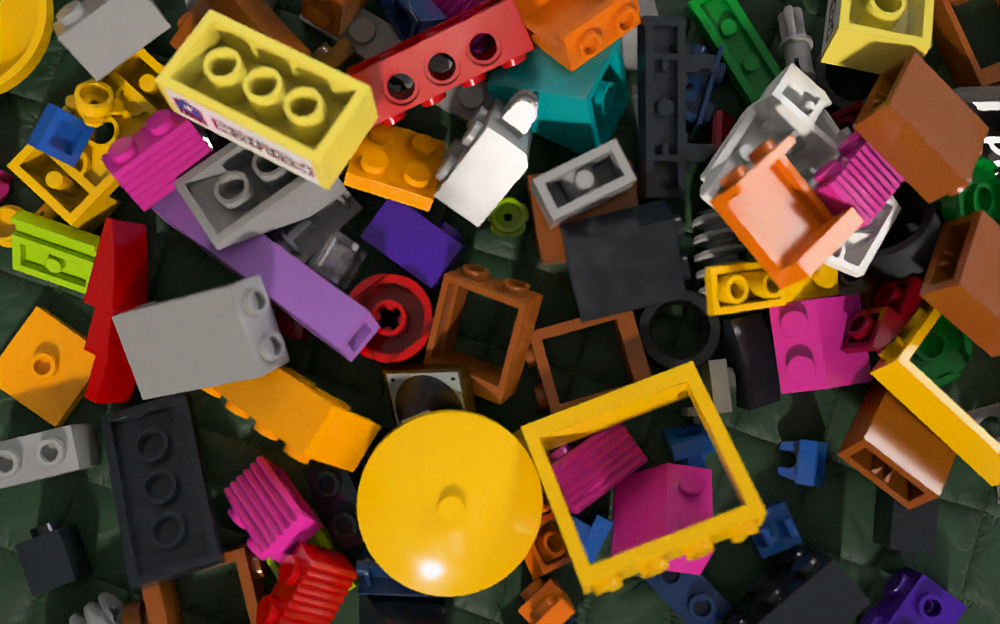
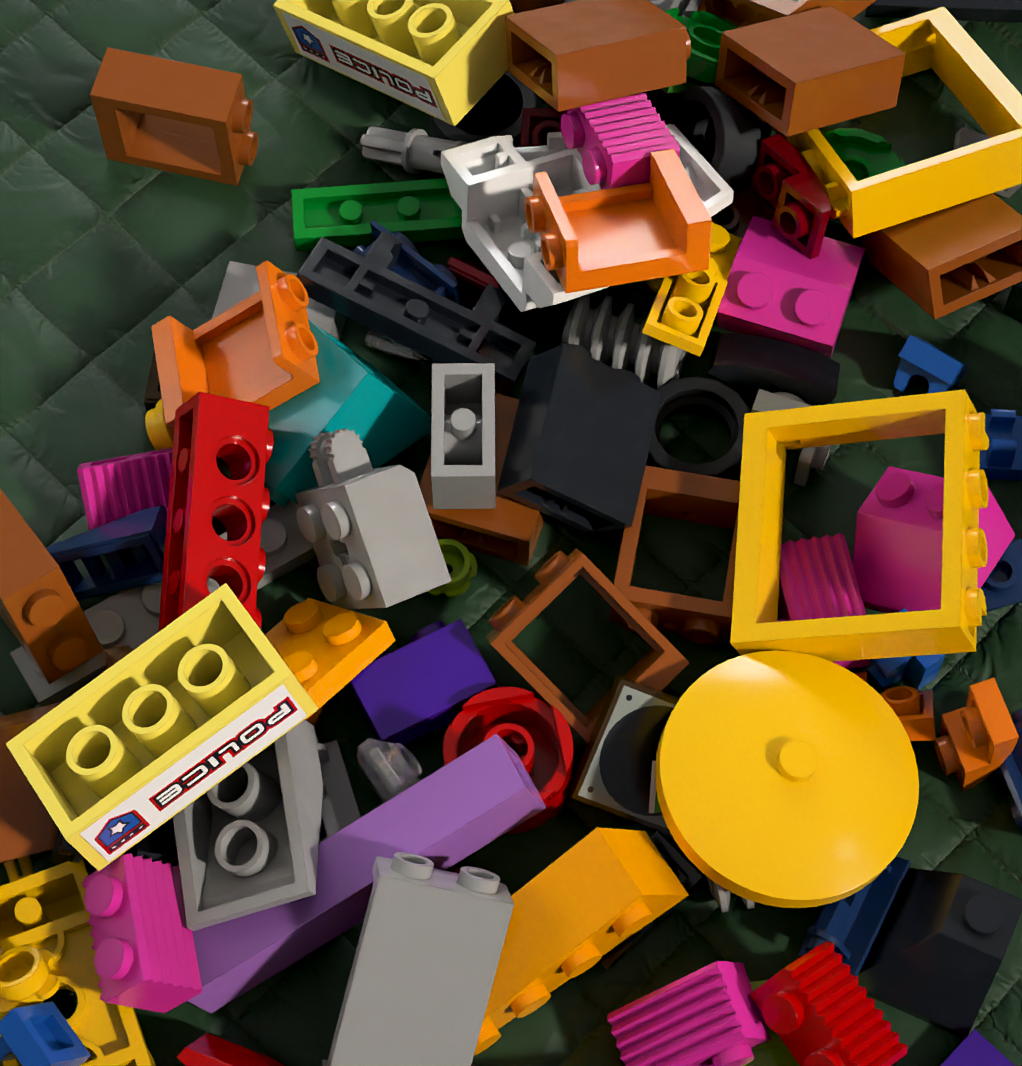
camera: 60 degrees left, 20 degrees down
(337, 502) = (699, 935): black hinge -> none
(688, 444) = (844, 483): blue tile -> none

